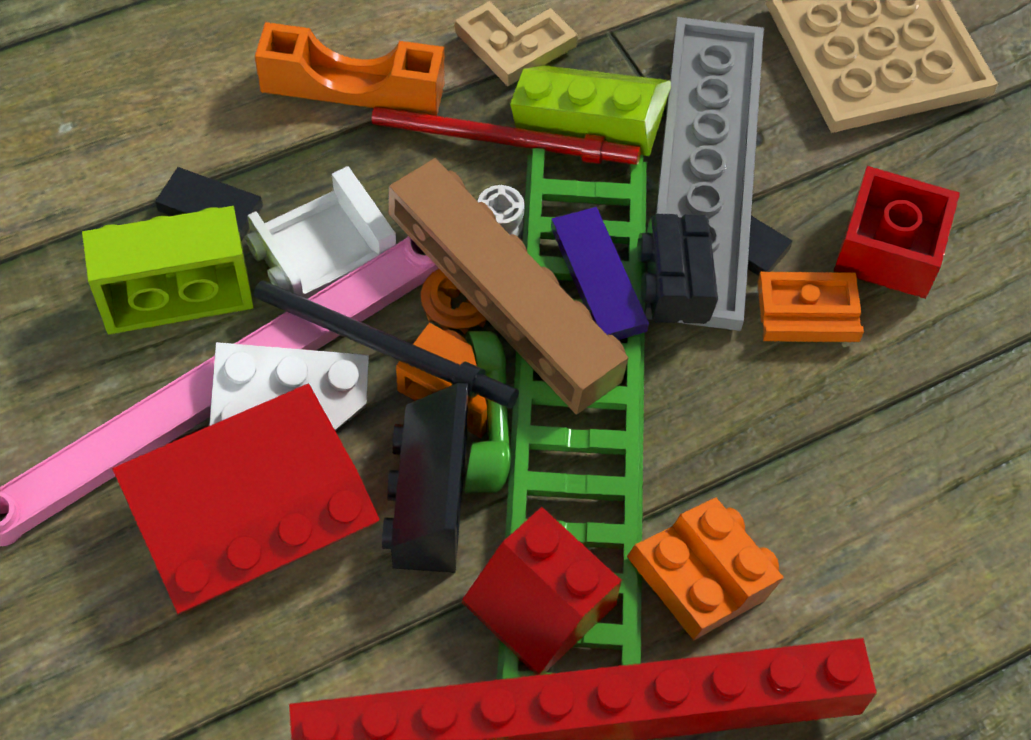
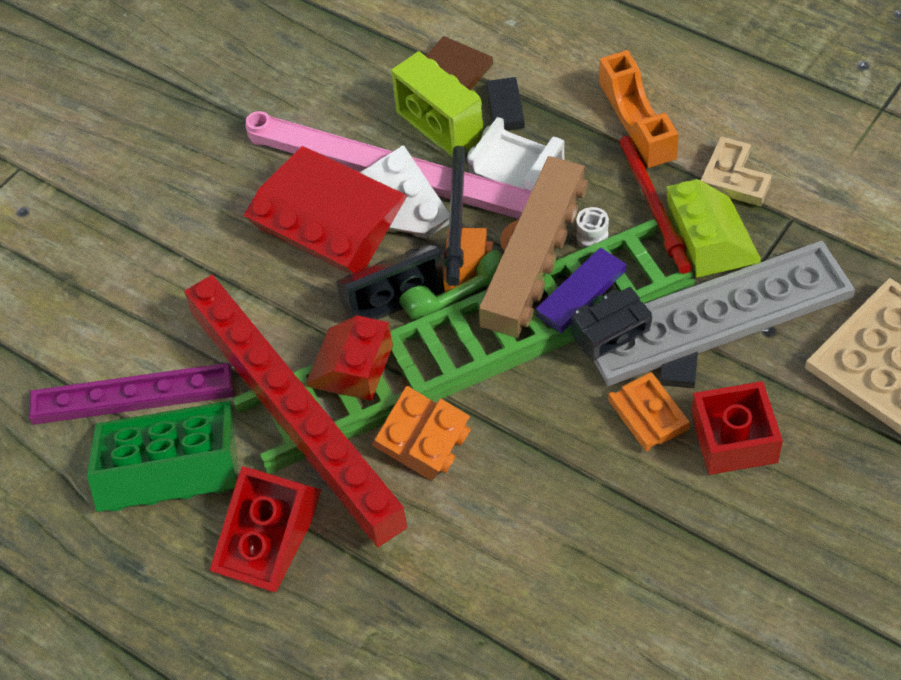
camera: 70 degrees right, 5 degrees down
(81, 210) = (461, 61): none -> reddish brown tile

